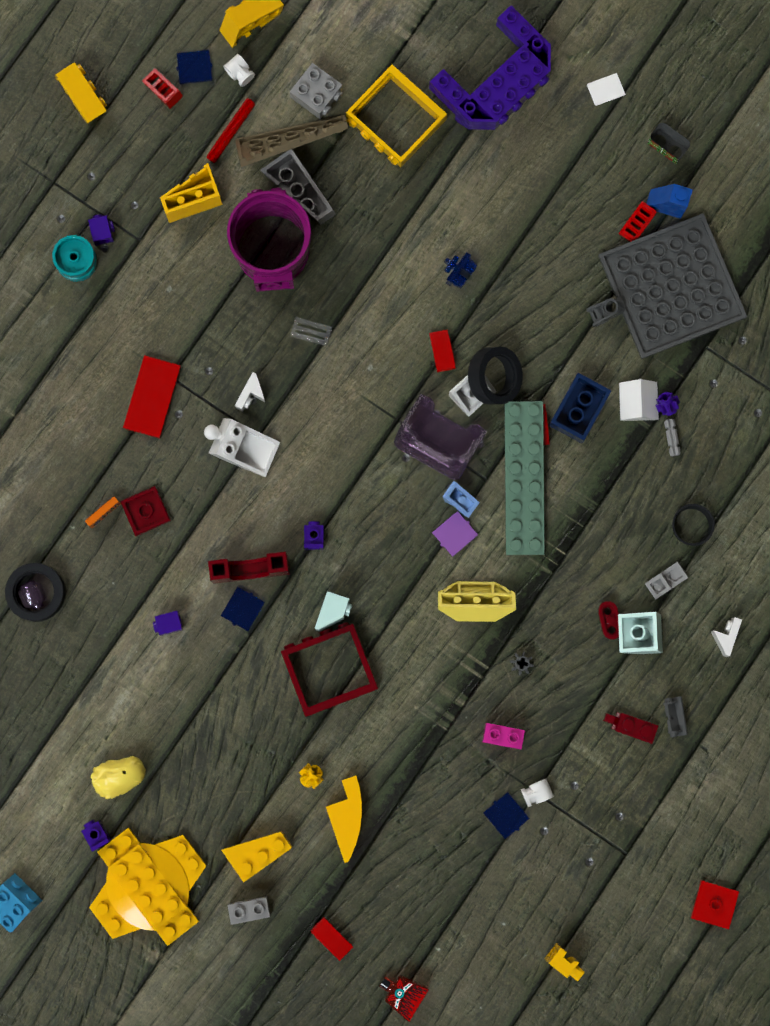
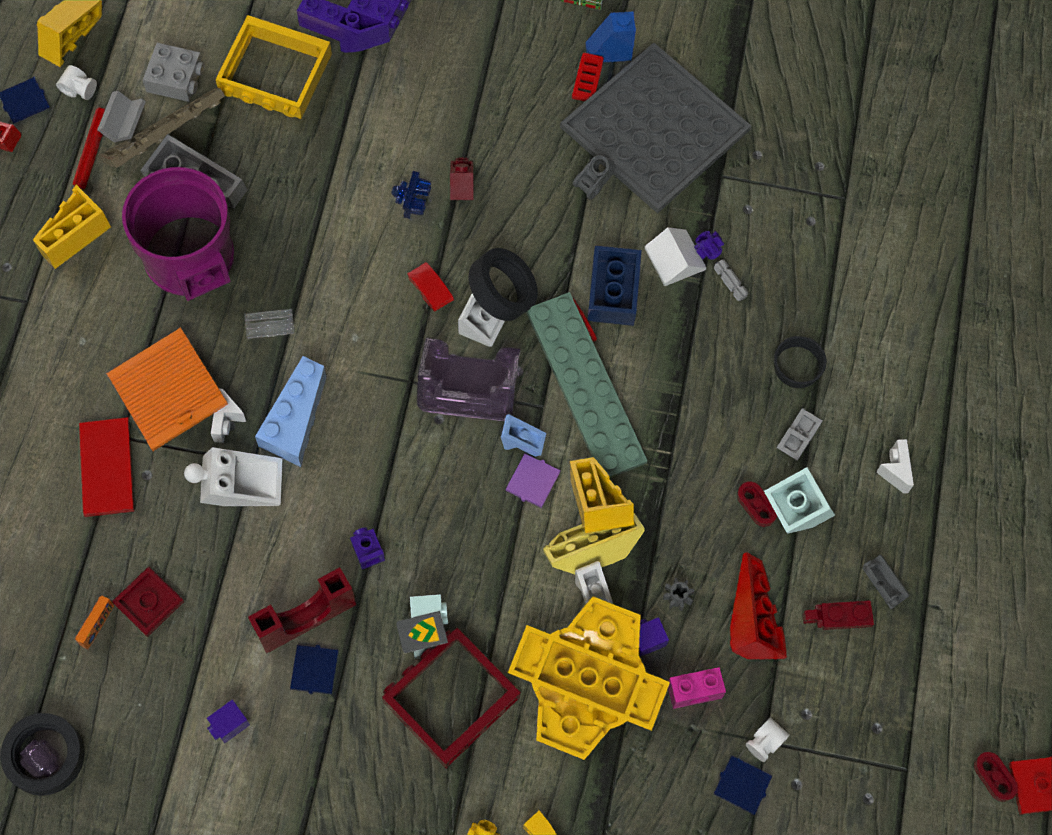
camera: 25 degrees left, 15 degrees down
(216, 356) = (166, 389): none -> orange door
(262, 114) = (120, 117): none -> light grey panel
(301, 412) = (293, 414): none -> light blue wedge
(325, 620) = (421, 632): none -> dark grey sticker
(430, 698) = (588, 678): none -> yellow plate
(462, 635) = (592, 582): none -> white slope
(485, 685) = (651, 636): none -> dark purple brick
(493, 572) = (597, 498): none -> yellow wedge
(502, 271) = (461, 179): none -> dark red slope
(566, 706) = (753, 622): none -> red wedge
(686, 885) = (996, 776): none -> dark red plate

